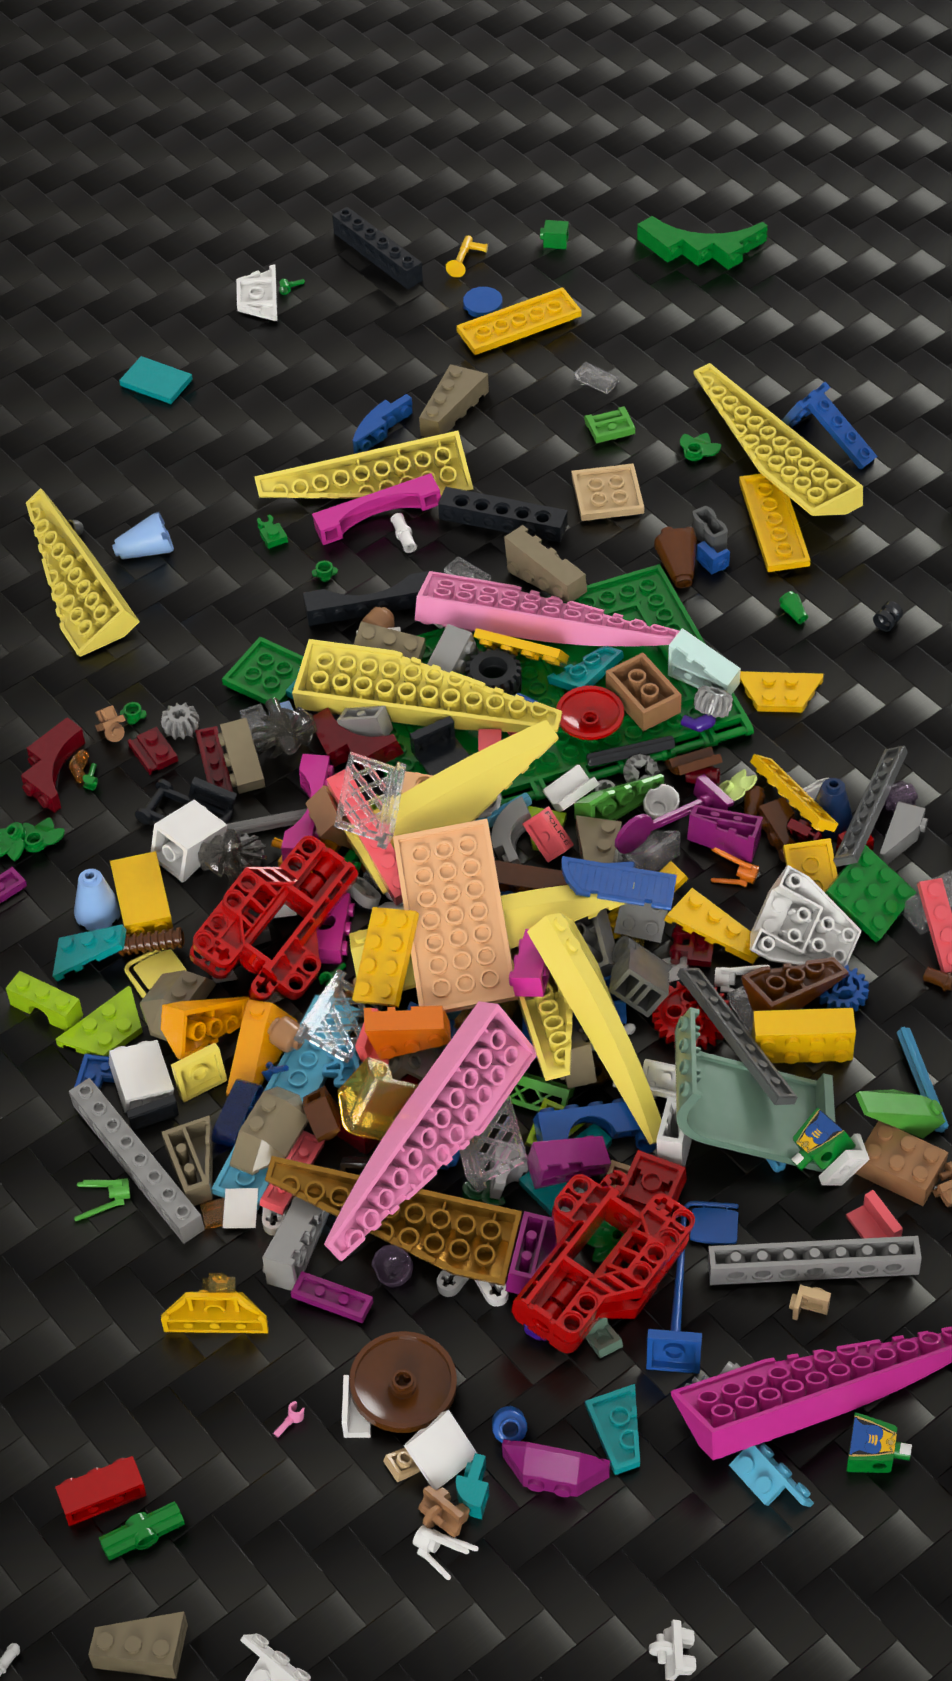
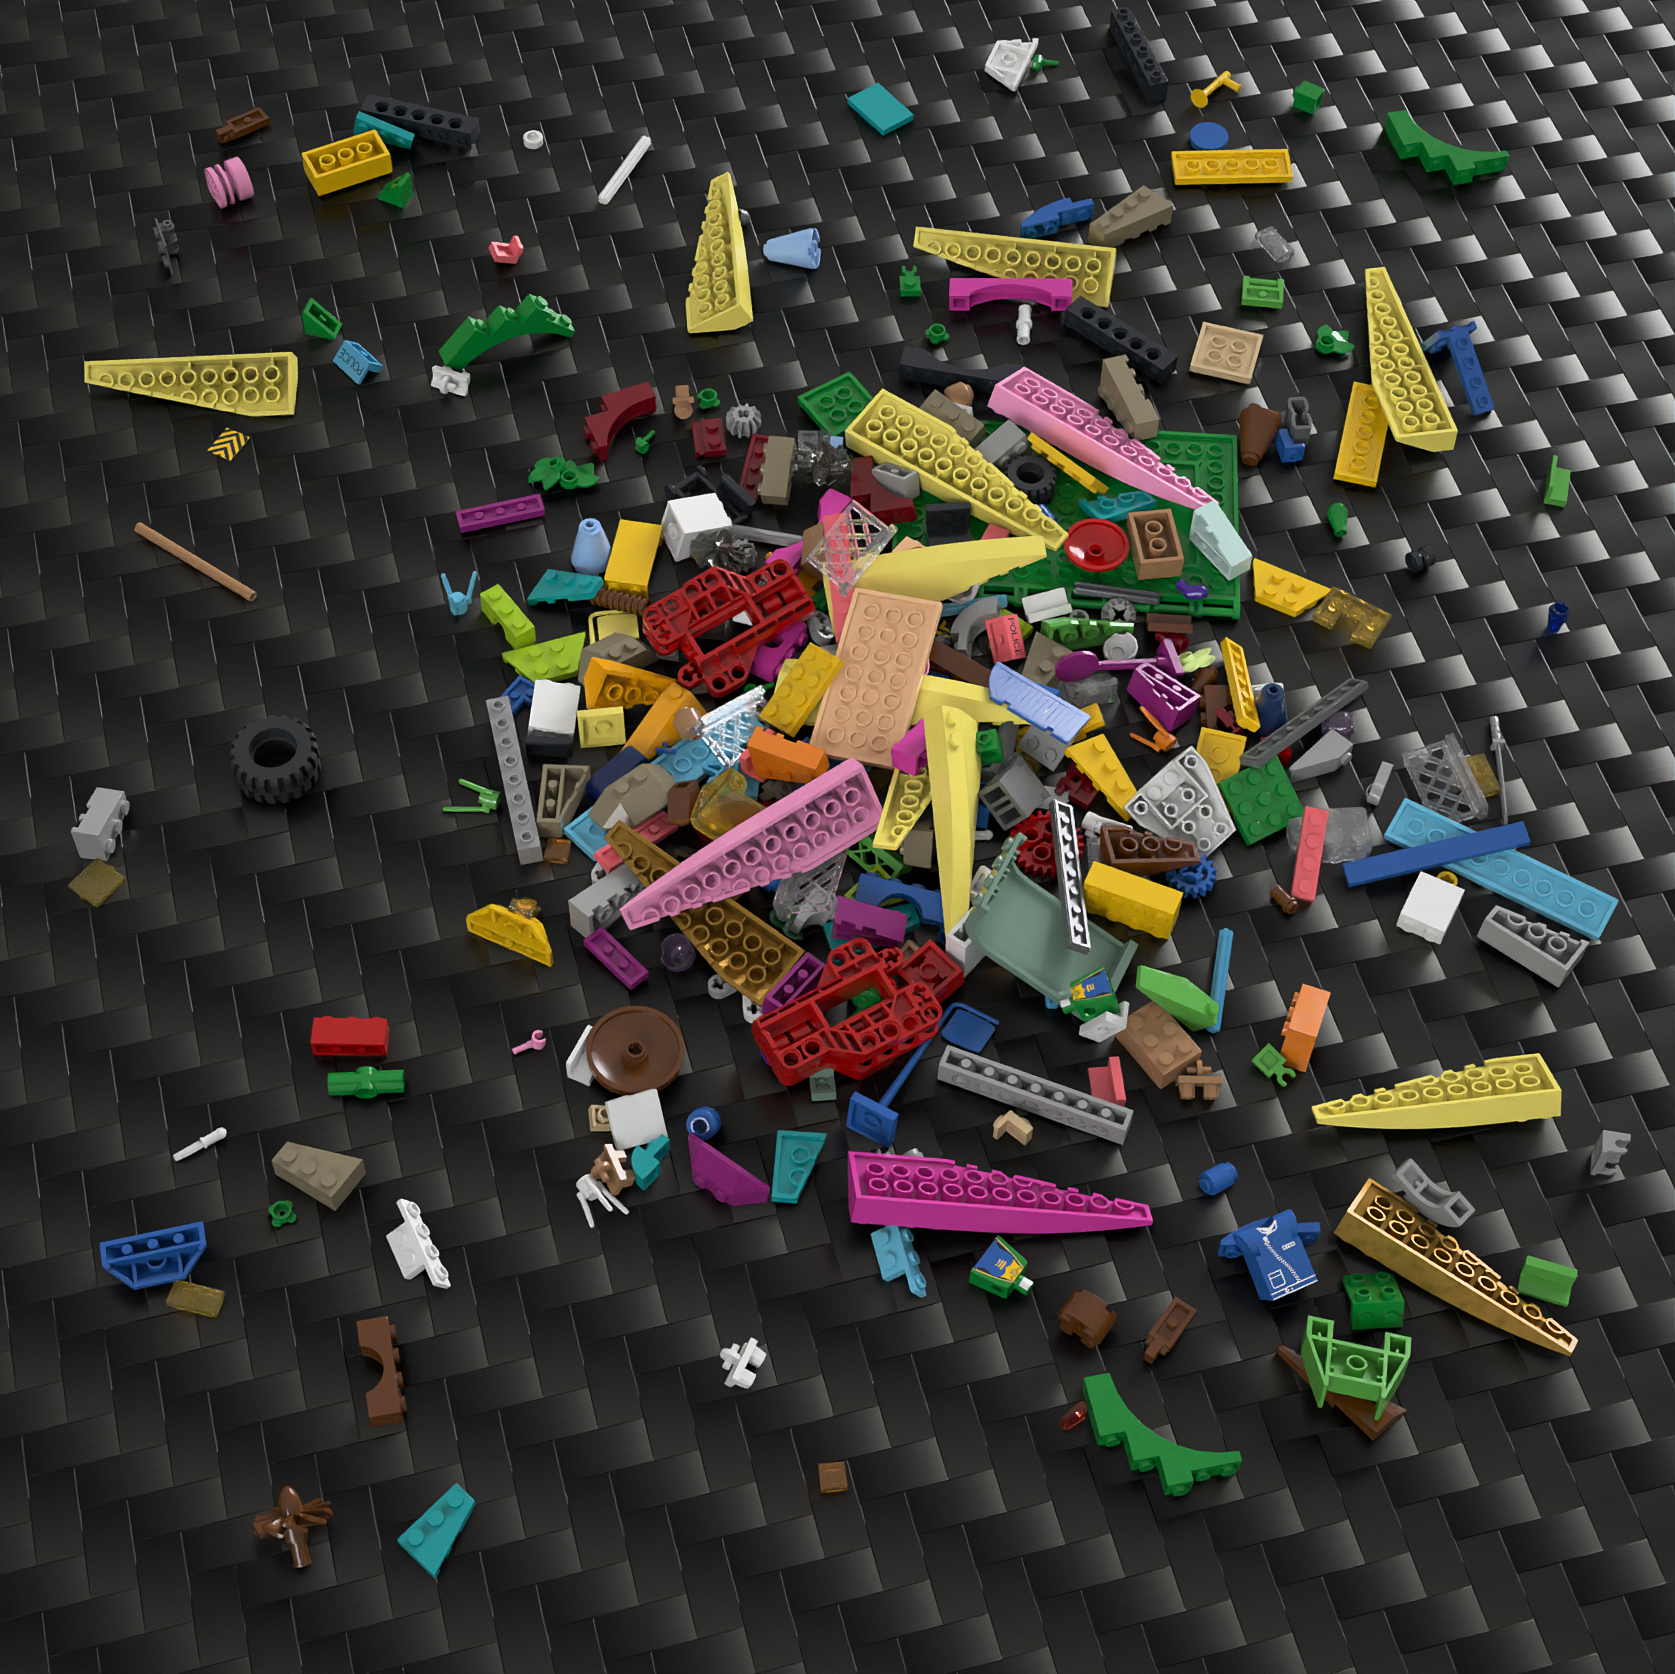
camera: 20 degrees right, 5 degrees up
(78, 763) = (639, 426): clear orange arm -> none
(240, 1208) = (578, 854): white sticker -> none
(463, 568) = (1059, 376): clear plate -> none
(597, 941) = (989, 747): none -> green brick
(713, 701) = (1212, 576): light grey gear -> none
(840, 683) = (1370, 618): none -> clear yellow plate

